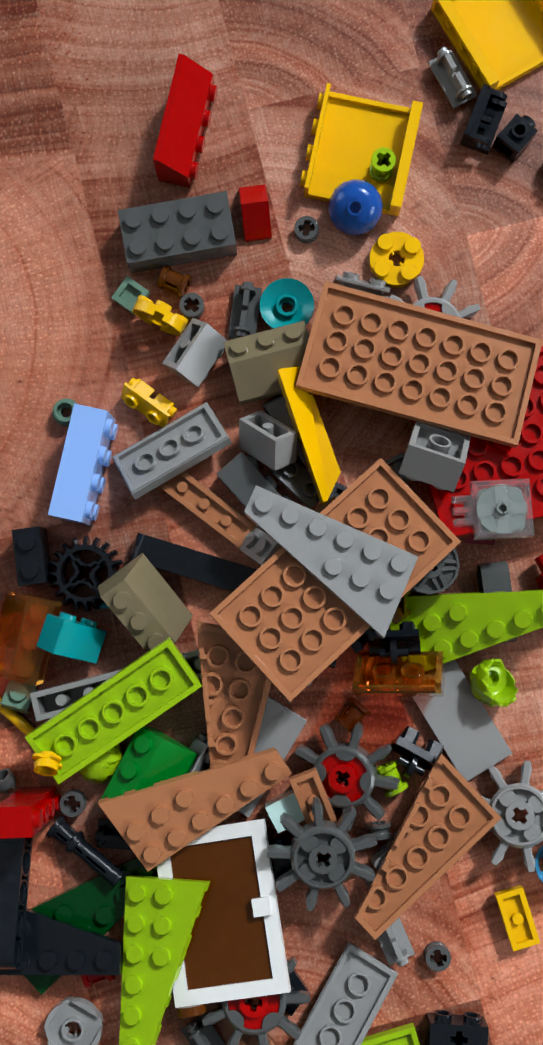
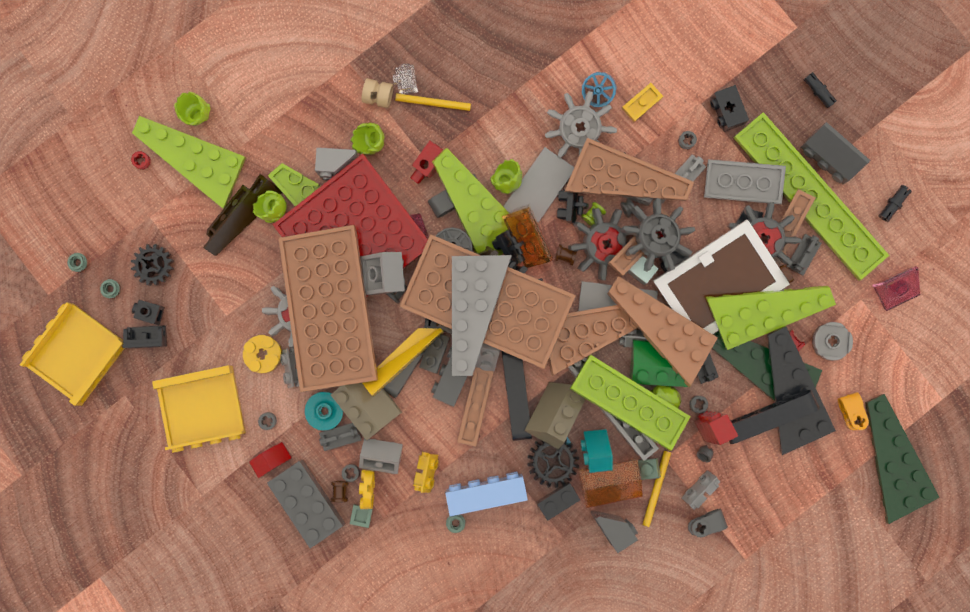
camera: 120 degrees left, 0 degrees up
(46, 763) = (680, 428): yellow plate -> none
(75, 843) = (722, 390): black pin -> none
(171, 450) = (450, 442): light grey tile -> none
(184, 123) = (231, 532): red slope -> none
(268, 440) = (417, 383): light grey brick -> none
(355, 207) = (239, 395): blue cylinder -> none
(382, 156) = (200, 394): lime bush -> none
(452, 78) = (124, 370): light grey hinge -> none
(497, 509) = (400, 220): clear piece -> none

